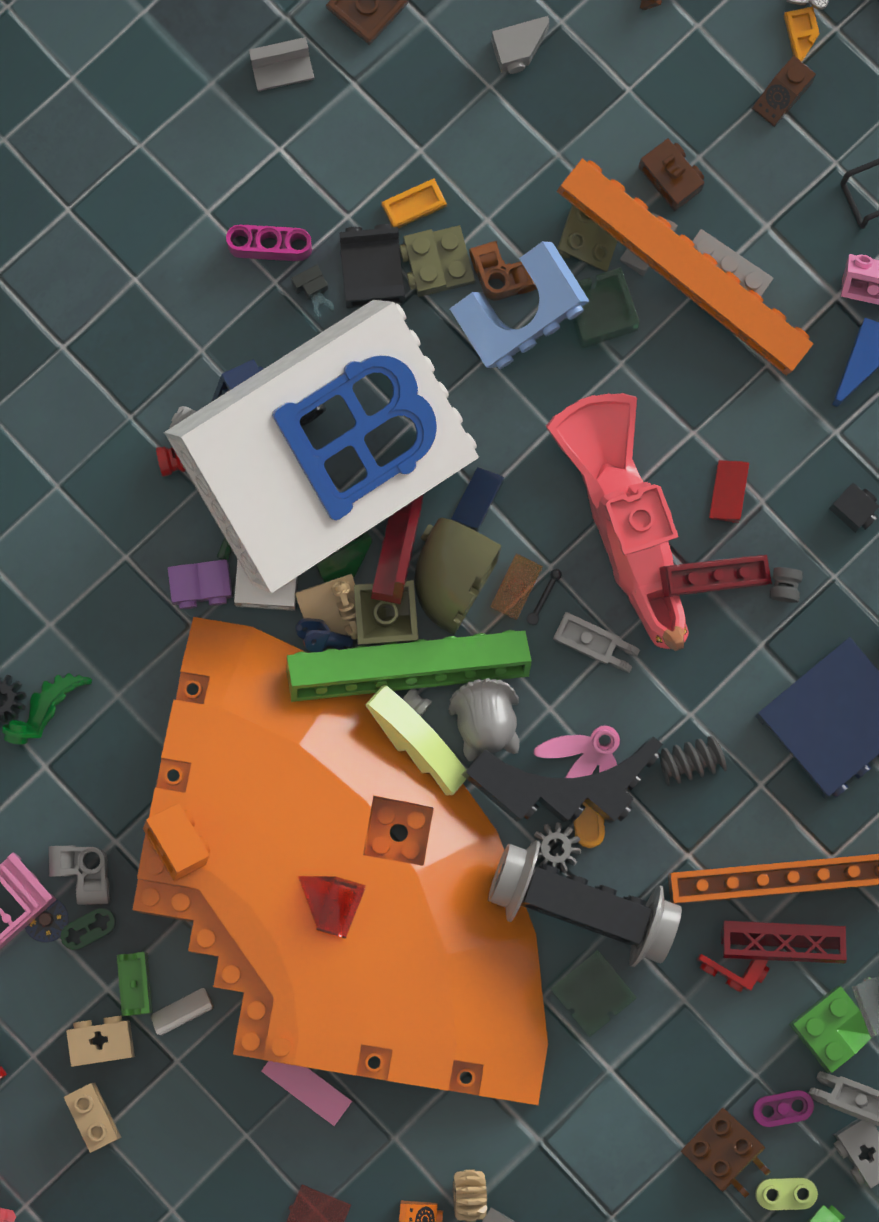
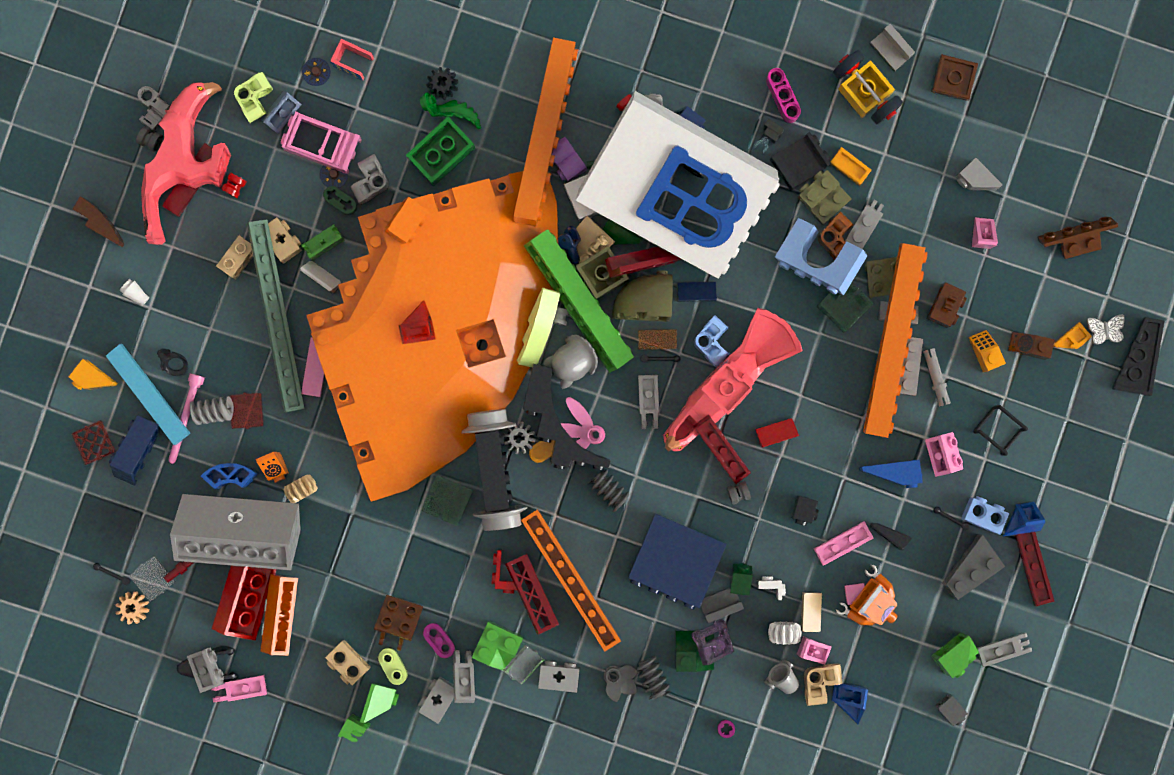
camera: 65 degrees right, 5 degrees up
(96, 750) = (440, 151): none -> green brick
(148, 591) = (544, 132): none -> orange brick
(205, 1104) = (275, 315): none -> sand green plate
(321, 126) = (866, 88): none -> brick
(504, 226) = (865, 225): none -> light grey hinge
(571, 519) = (712, 331): none -> light blue piece
(600, 74) = (984, 233): none -> bright pink slope
(762, 153) = (986, 351): none -> light orange slope
(763, 238) = (936, 377): none -> light grey pin

